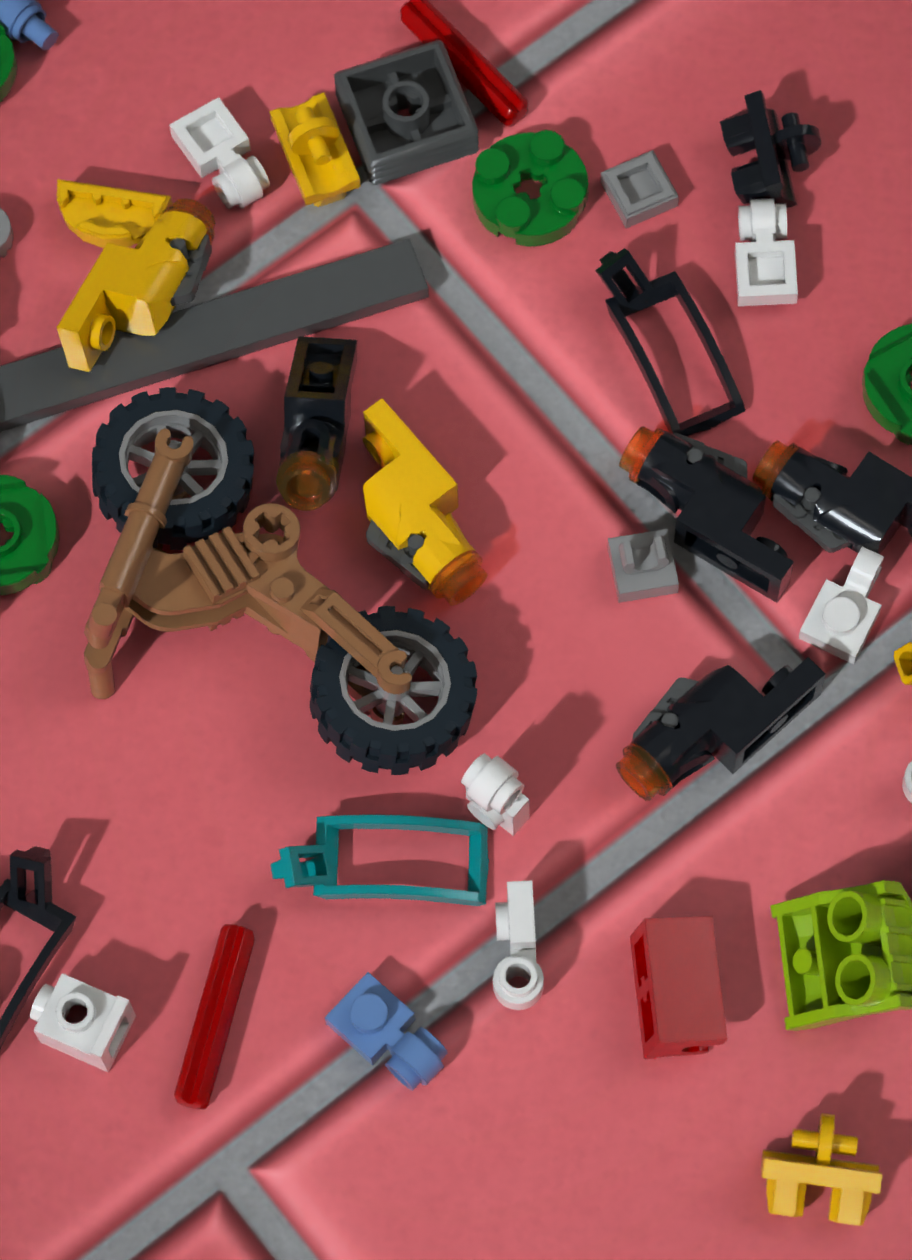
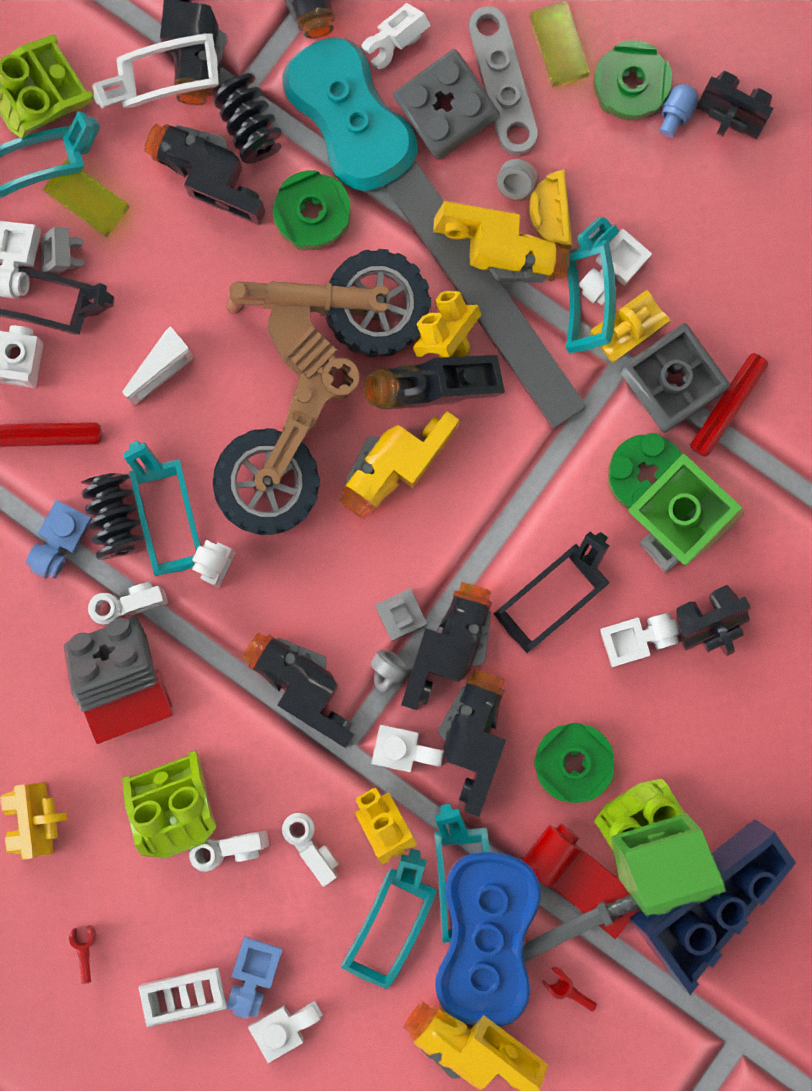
camera: 75 degrees right, 15 degrees up
(49, 245) = (516, 179): none -> light grey tile
(154, 795) = (162, 362): none -> white slope
(184, 176) = (590, 246): none -> teal sword
(239, 382) = (447, 330): none -> yellow hips
(375, 932) = (112, 515): none -> black piece
(601, 135) = (686, 510): none -> bright green slope
(607, 985) = (109, 663): none -> dark grey brick
(718, 590) = (391, 667): none -> light grey tile

